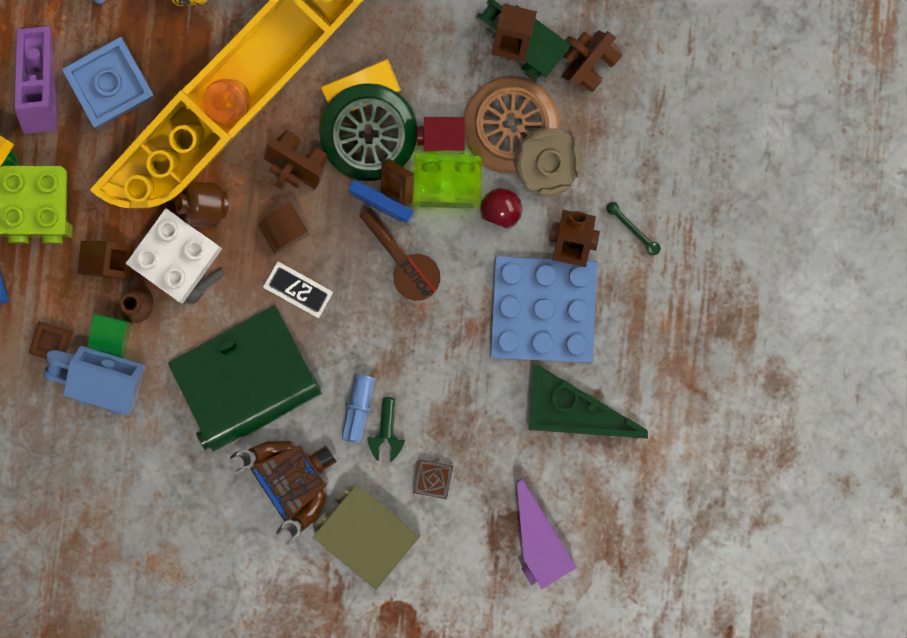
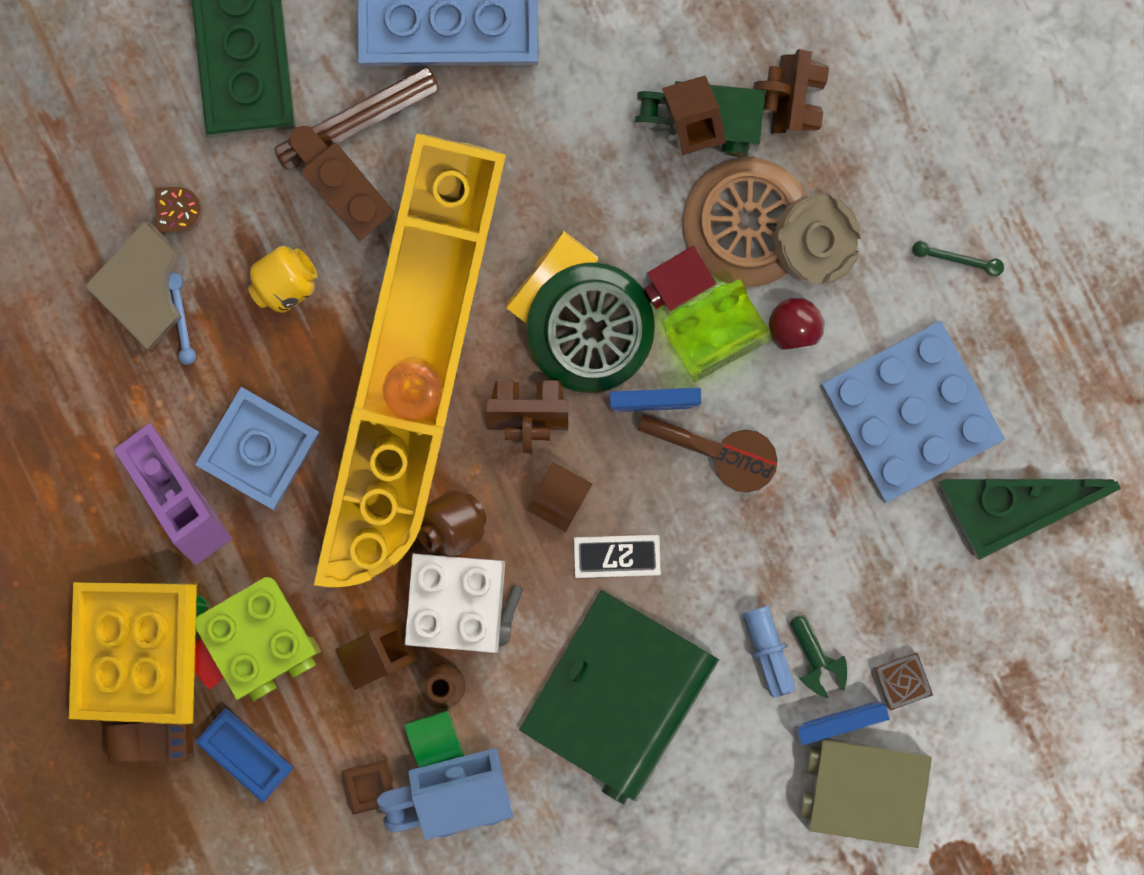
camera: 30 degrees left, 0 degrees up
(290, 480) = (743, 781): torso -> none
(376, 481) = (841, 722): none -> blue tile
(397, 183) = (660, 366): reddish brown tile -> none
(541, 547) = (1071, 683): medium lavender slope -> none
(574, 237) = (900, 309): reddish brown brick -> none

